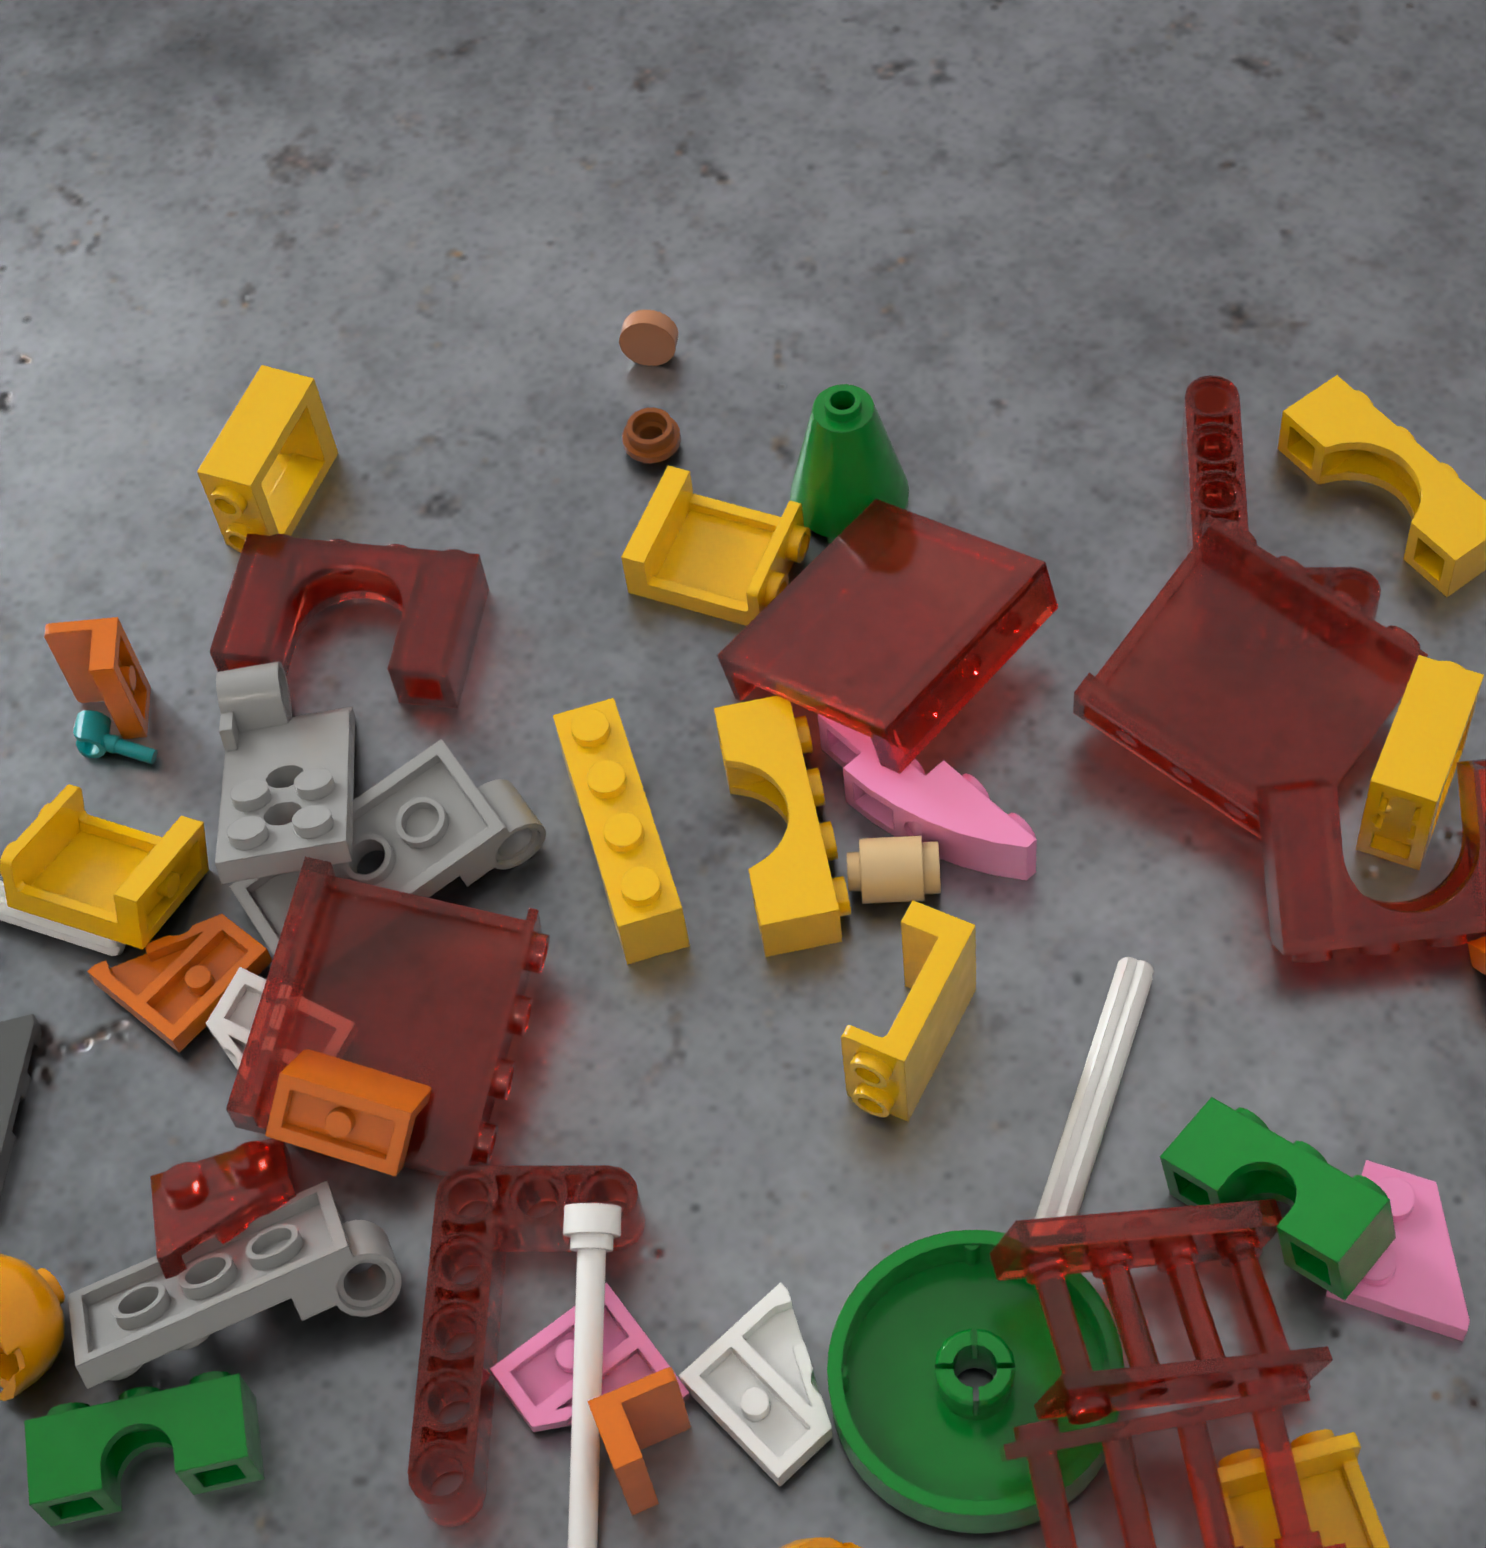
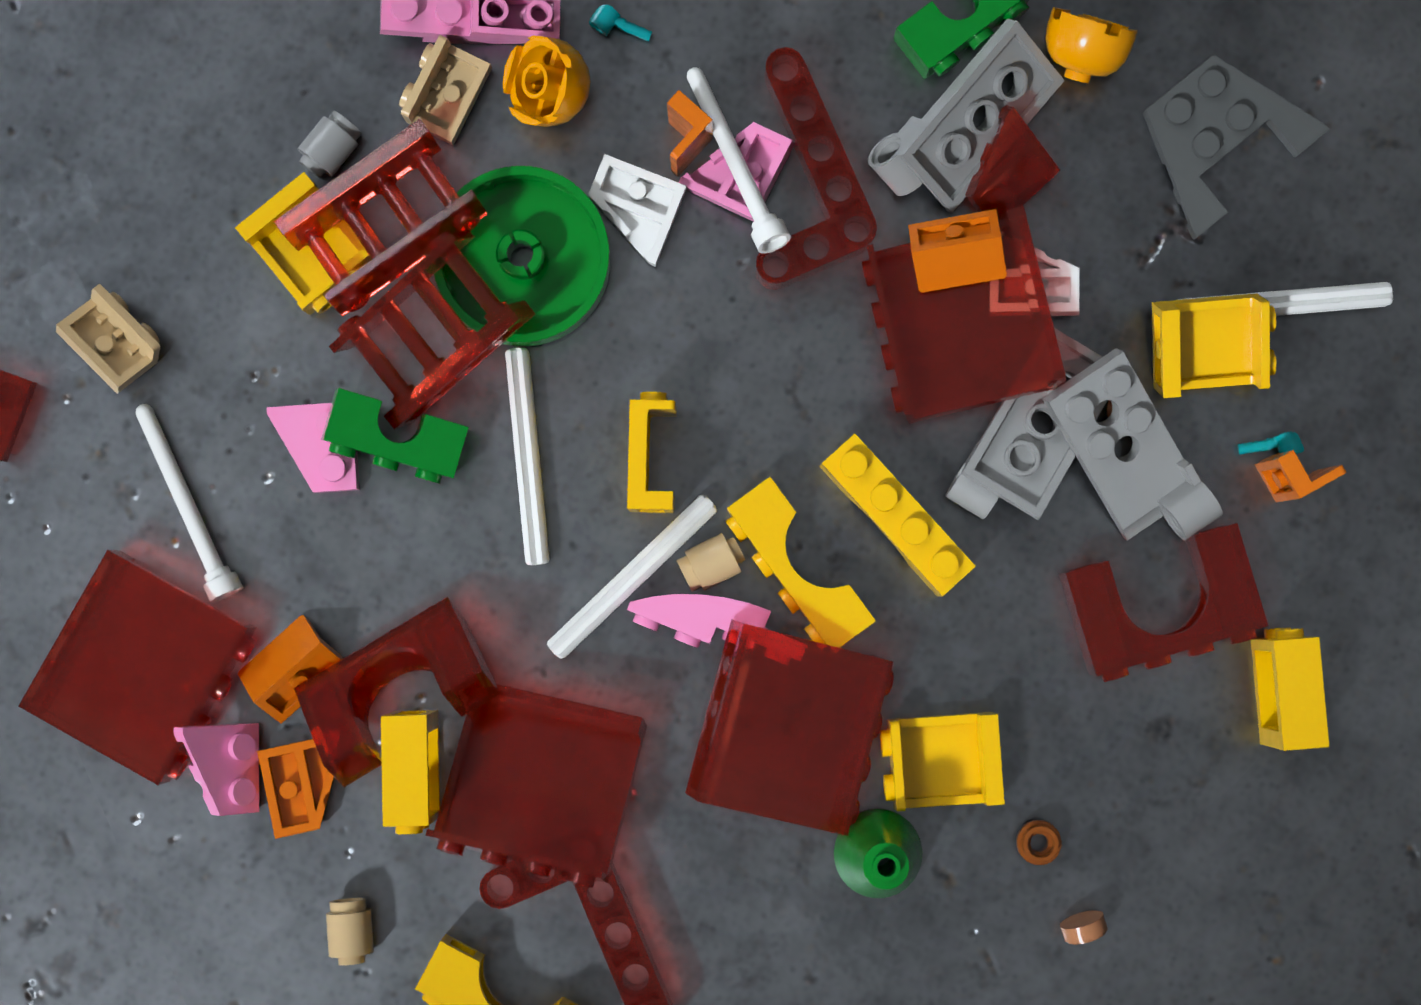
camera: 150 degrees right, 30 degrees up
(182, 977) = (1117, 299): orange wing -> none
(1027, 894) = (632, 576): none -> white axle

